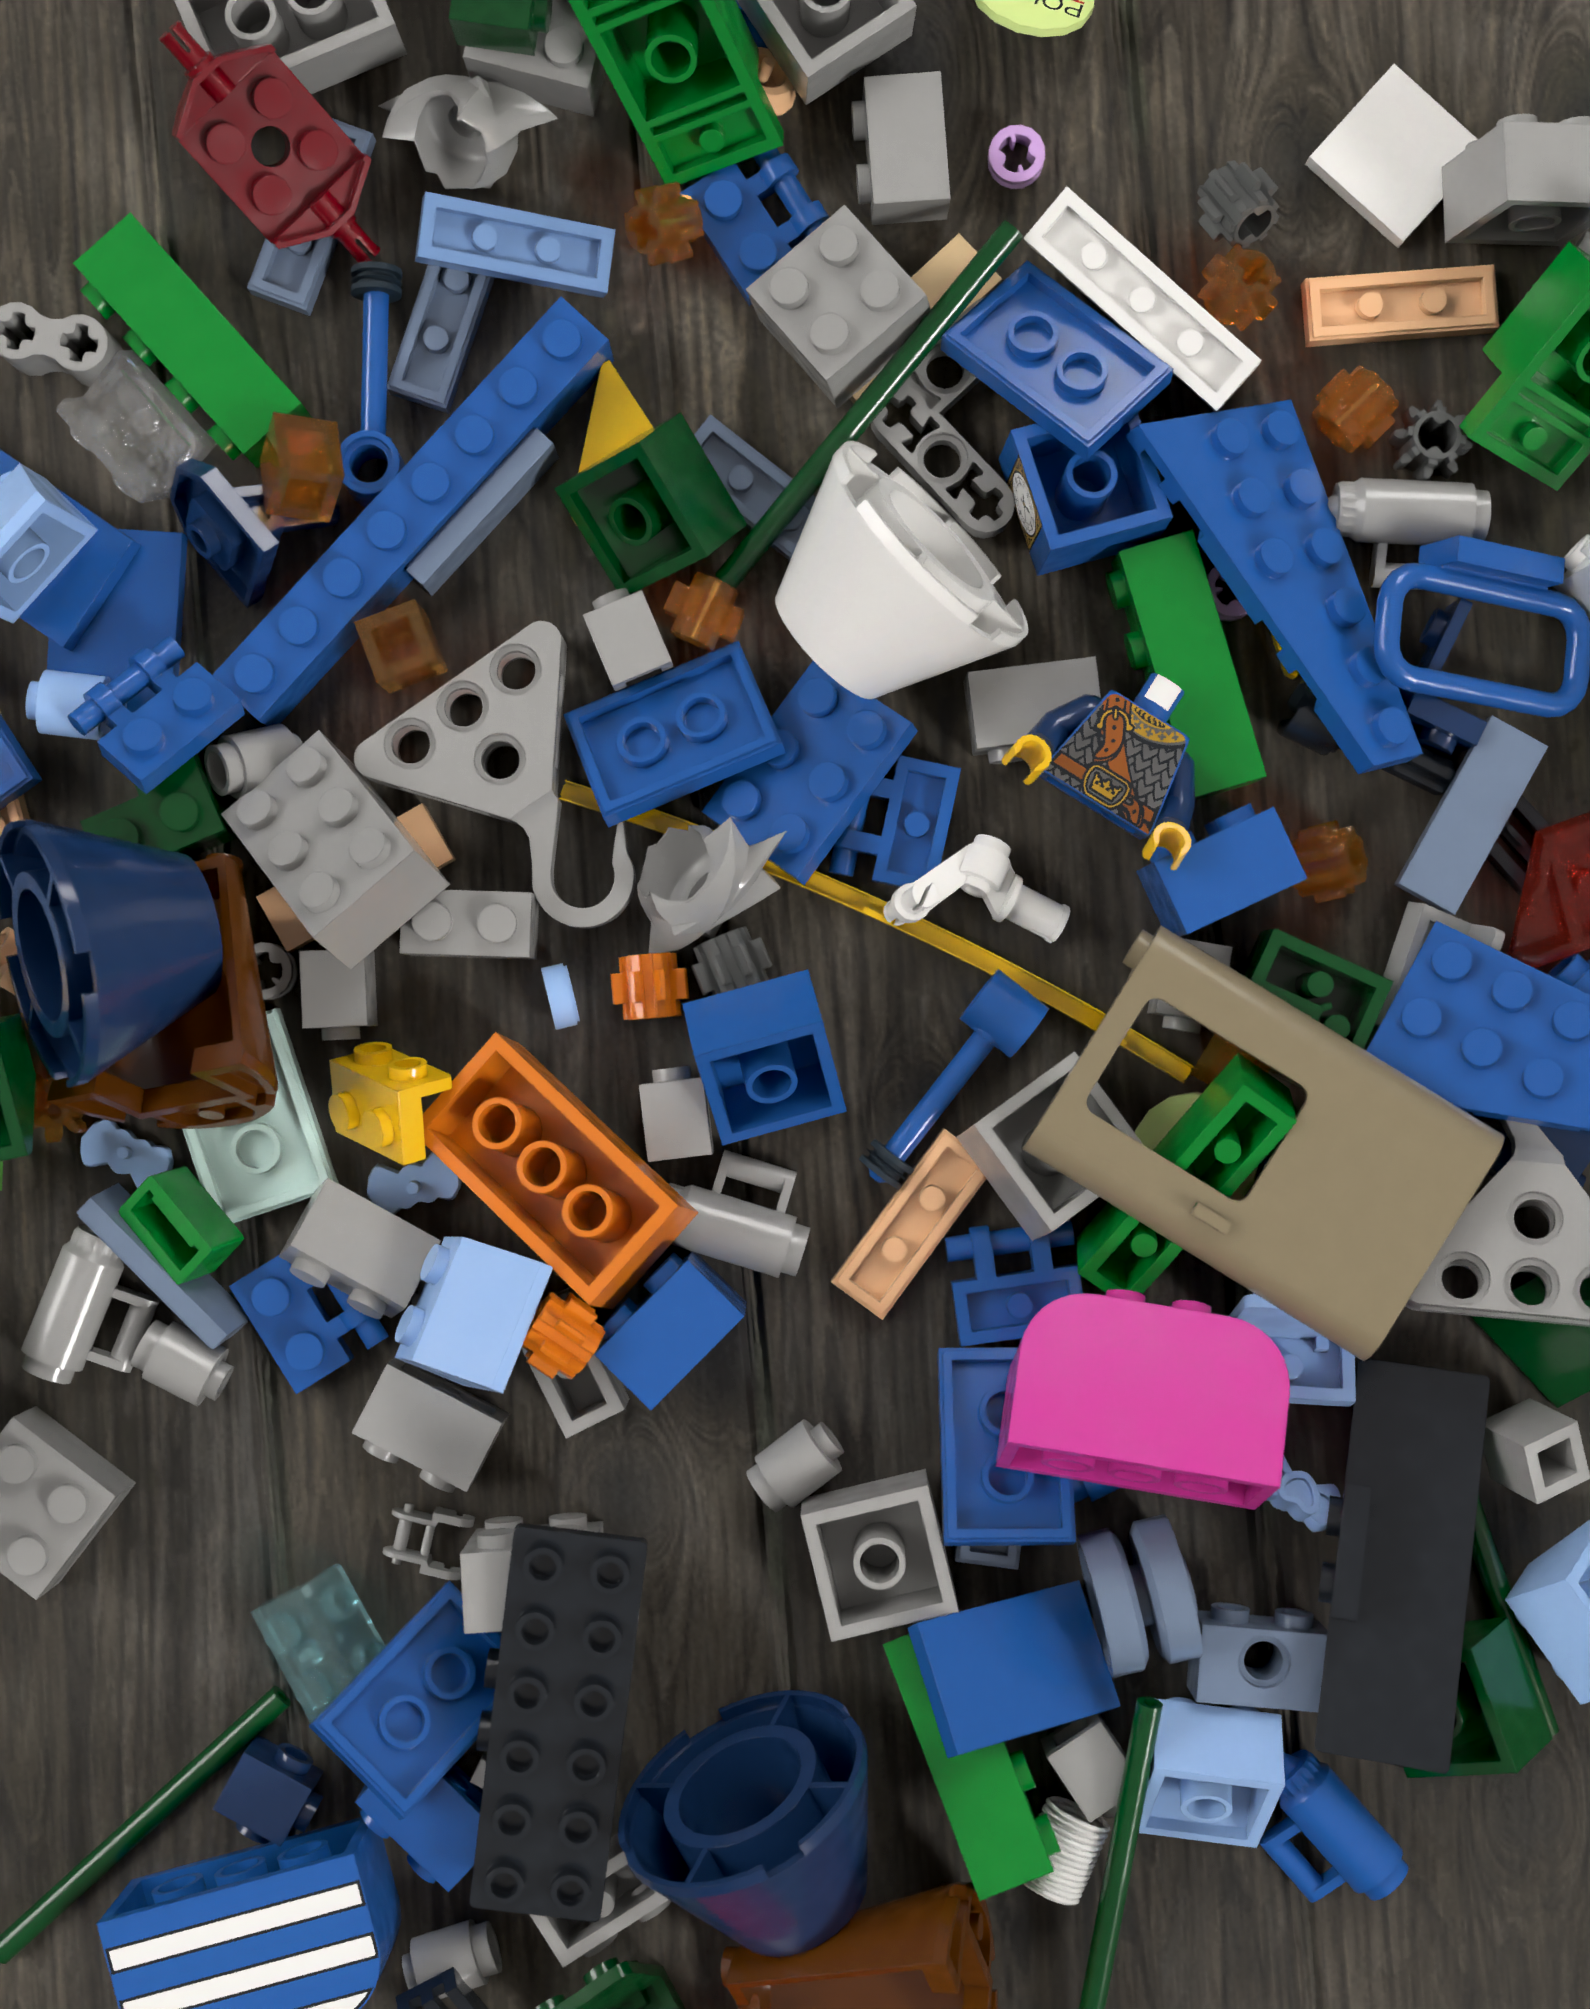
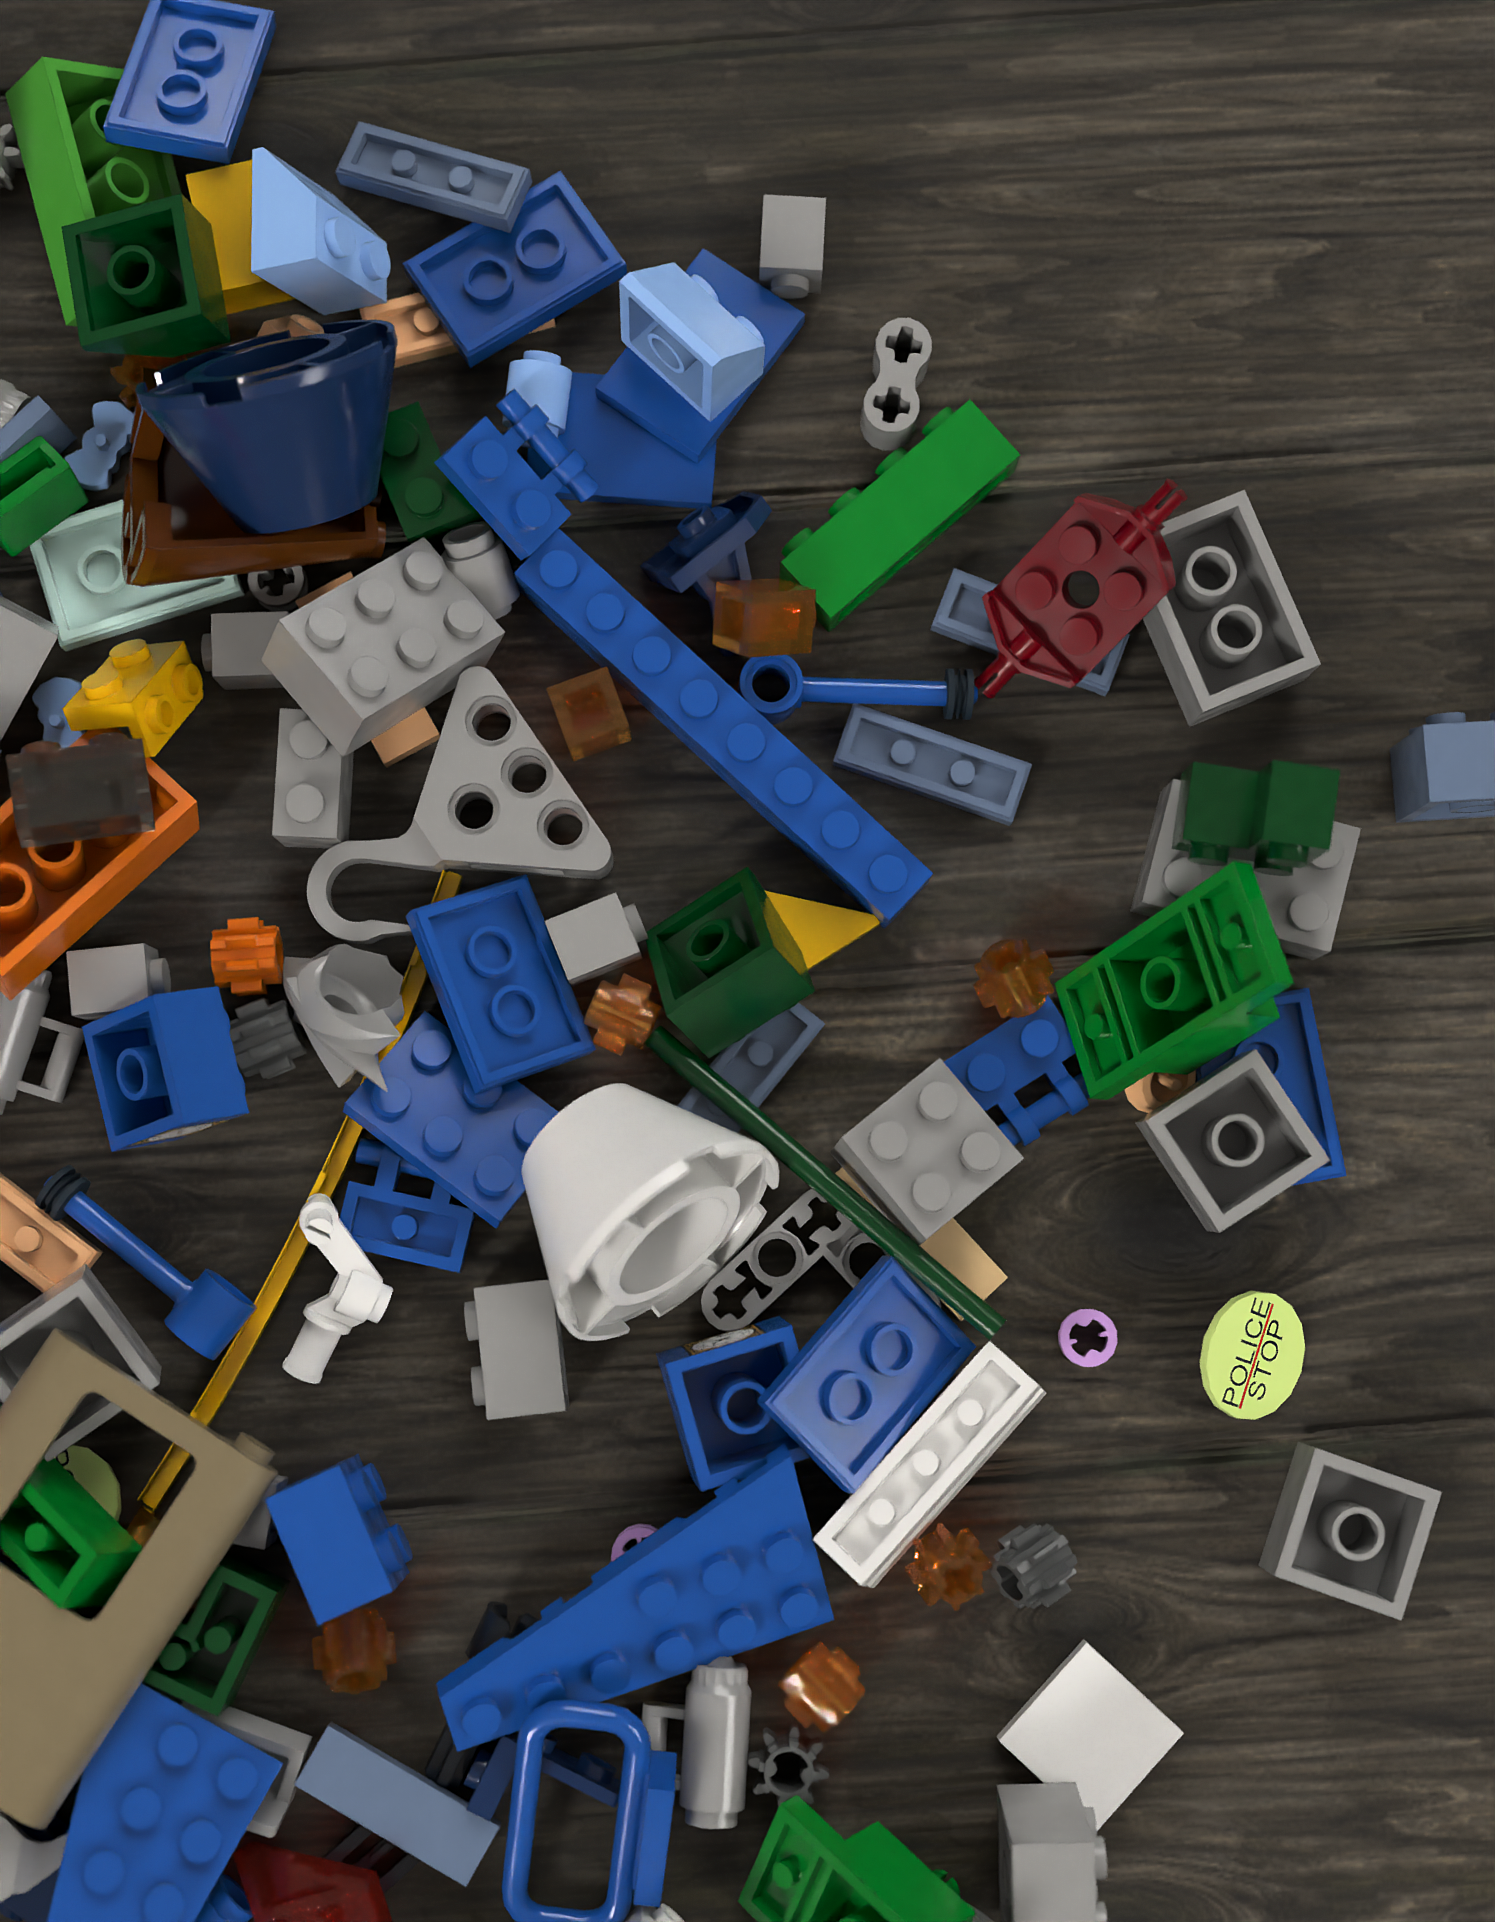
camera: 85 degrees right, 5 degrees down
(135, 428) = (811, 459): clear bracket -> none
(463, 127) = (1108, 780): light grey hair -> none
(483, 511) = (726, 795): sand blue tile -> none
(487, 1137) = (80, 790): none -> clear smoke brick
(514, 245) = (990, 829): medium blue plate -> none
(560, 996) = (241, 867): light blue tile -> none
(904, 148) = (1092, 1221): light grey brick -> none
(1120, 762) = (446, 1433): torso -> none
(1183, 640) = (555, 1507): green brick -> none
(1399, 305) = (935, 1737): light nougat tile -> none

